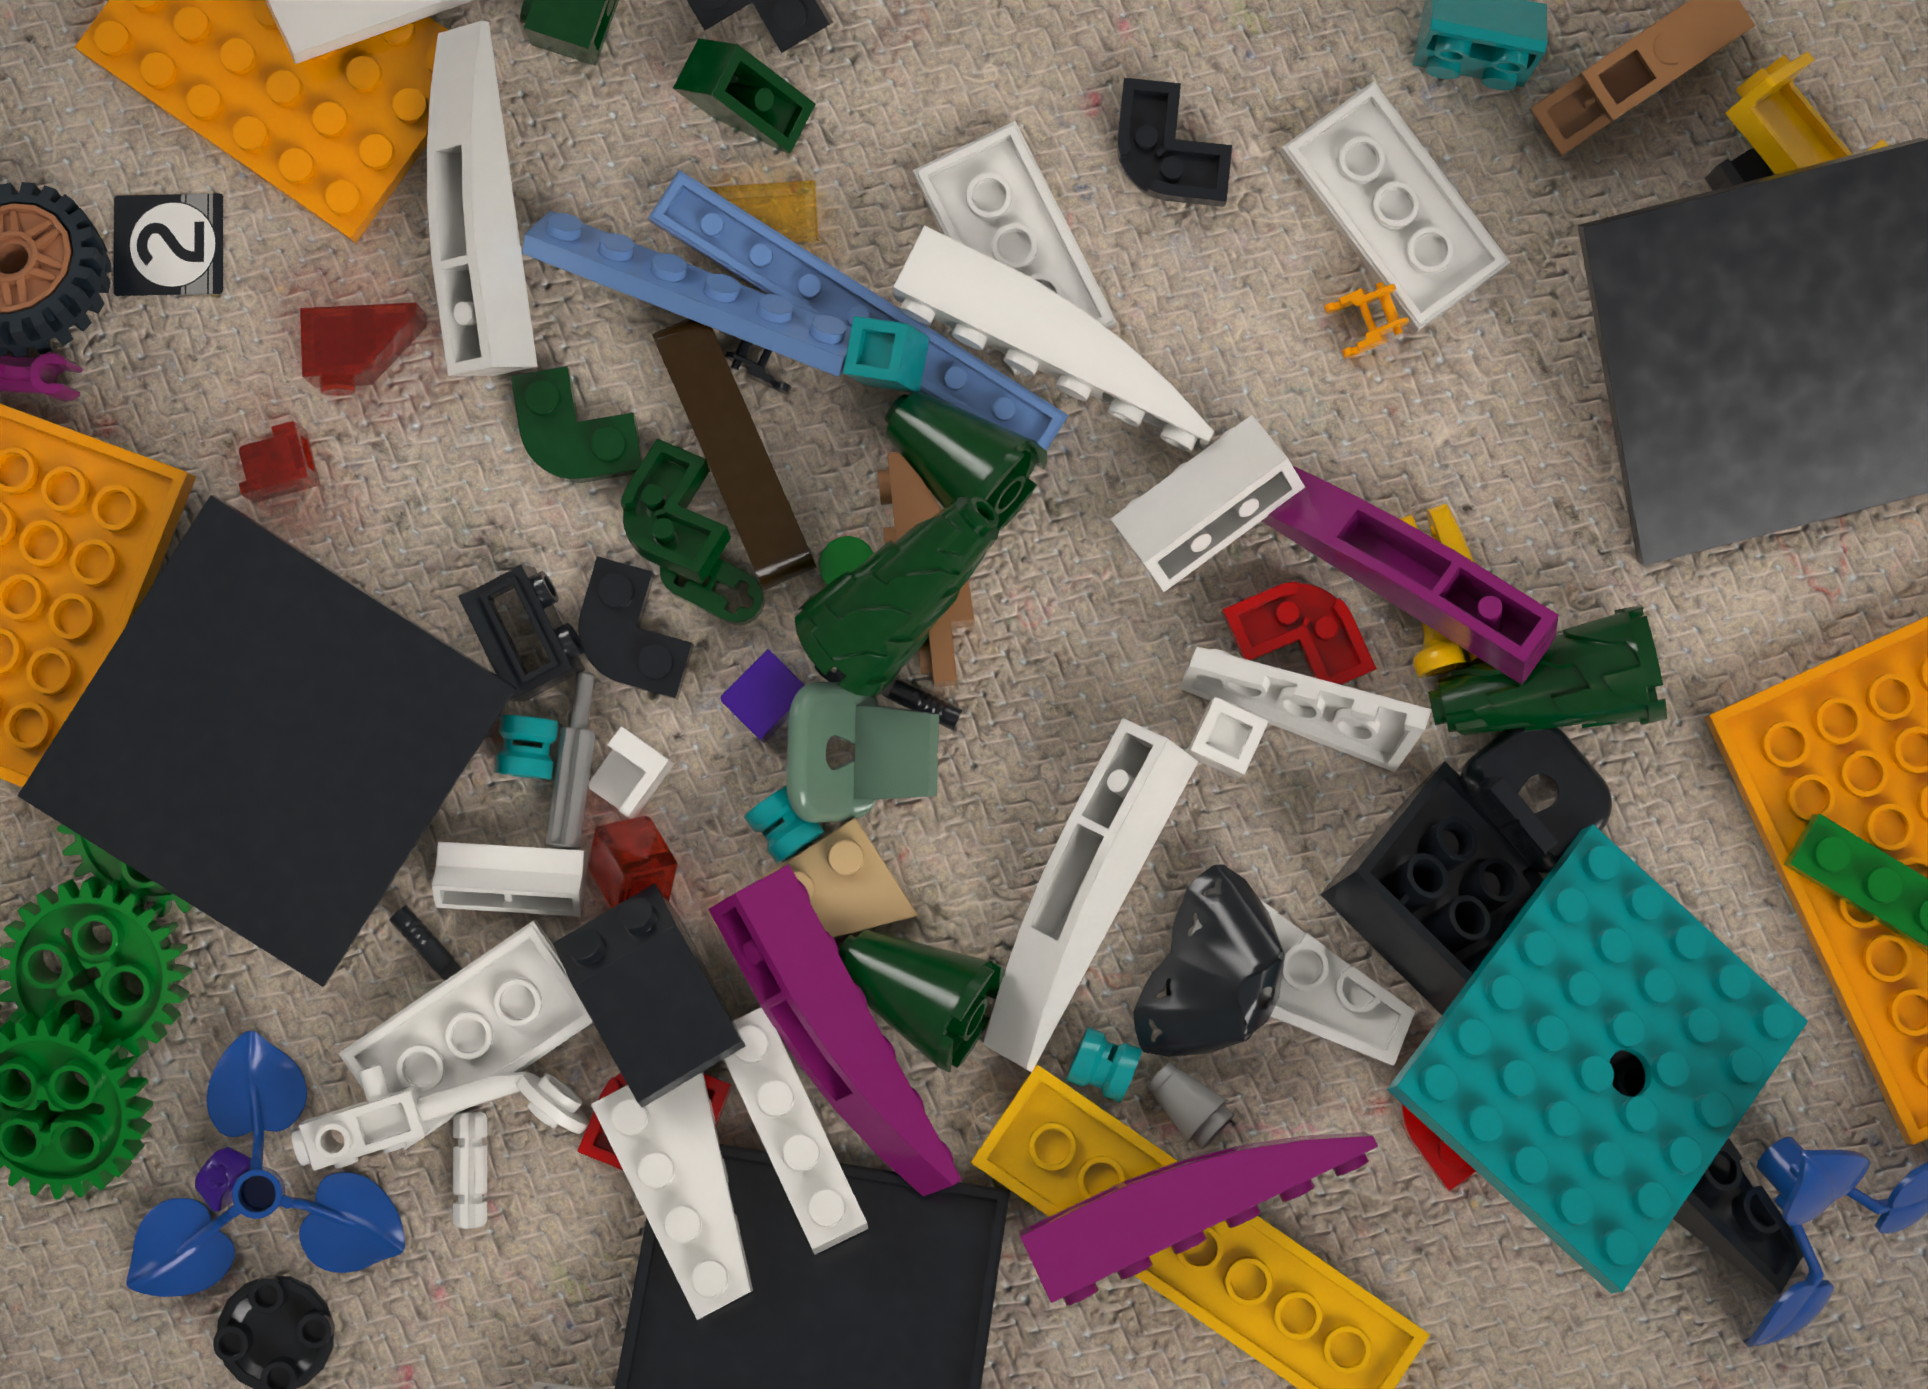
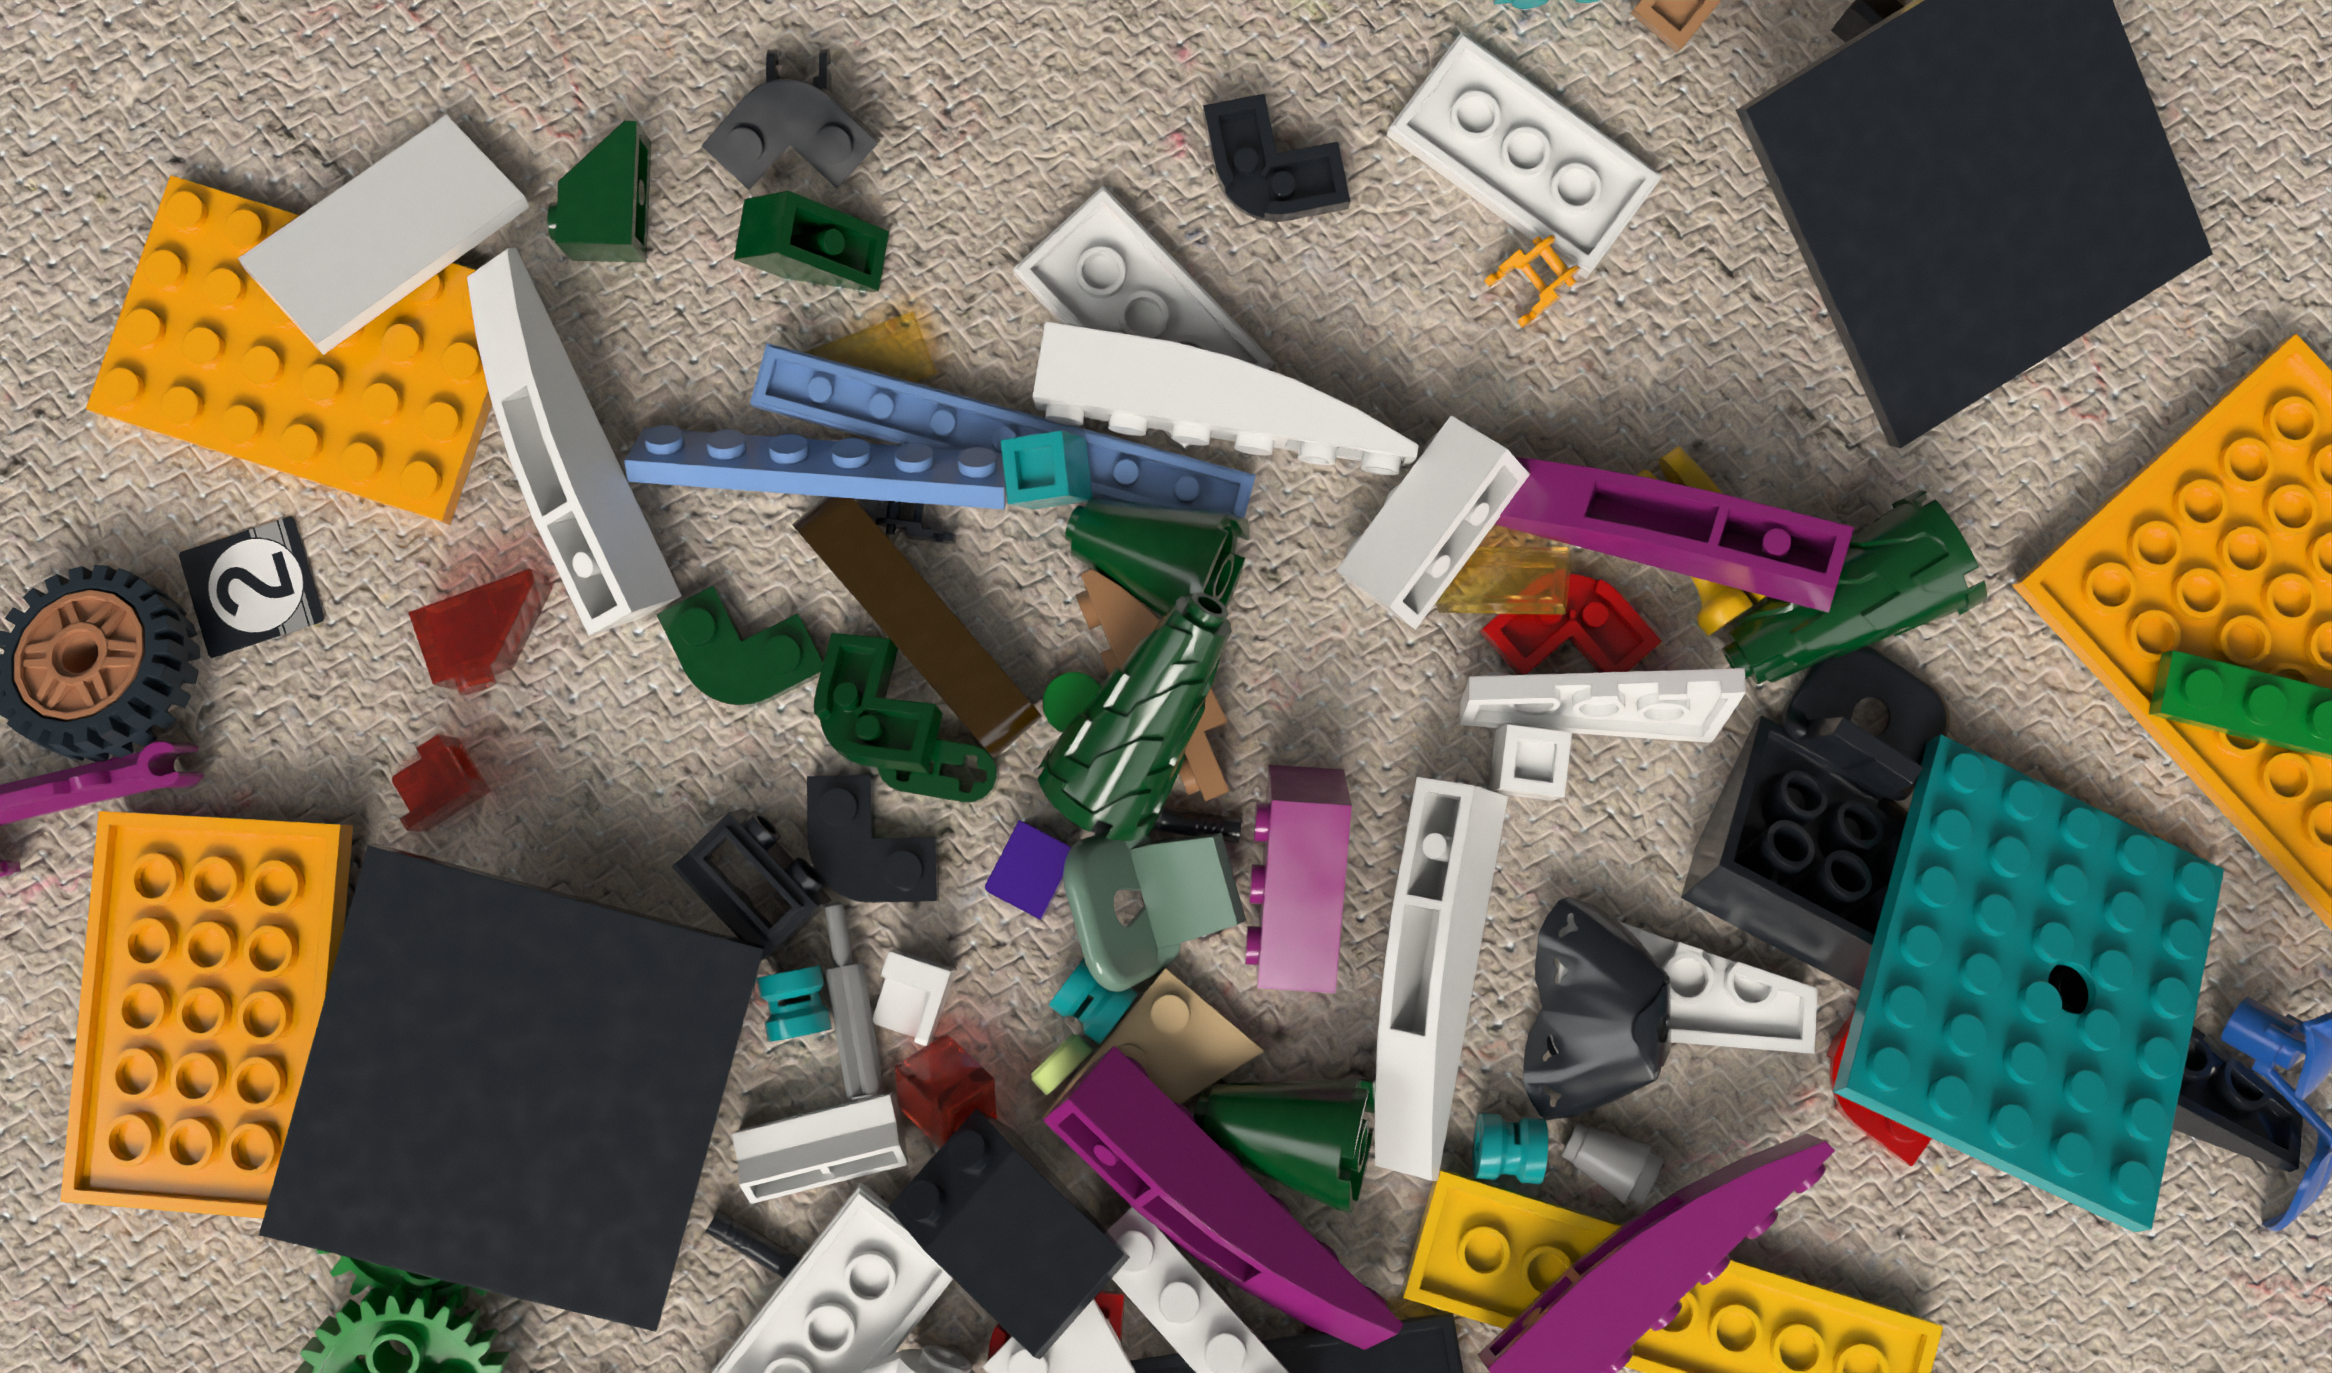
camera: 20 degrees left, 0 degrees up
(738, 870) = (1060, 1063): none -> yellowish green tile
(993, 775) = (1299, 879): none -> magenta wedge
(1259, 575) = (1510, 582): none -> clear yellow tile

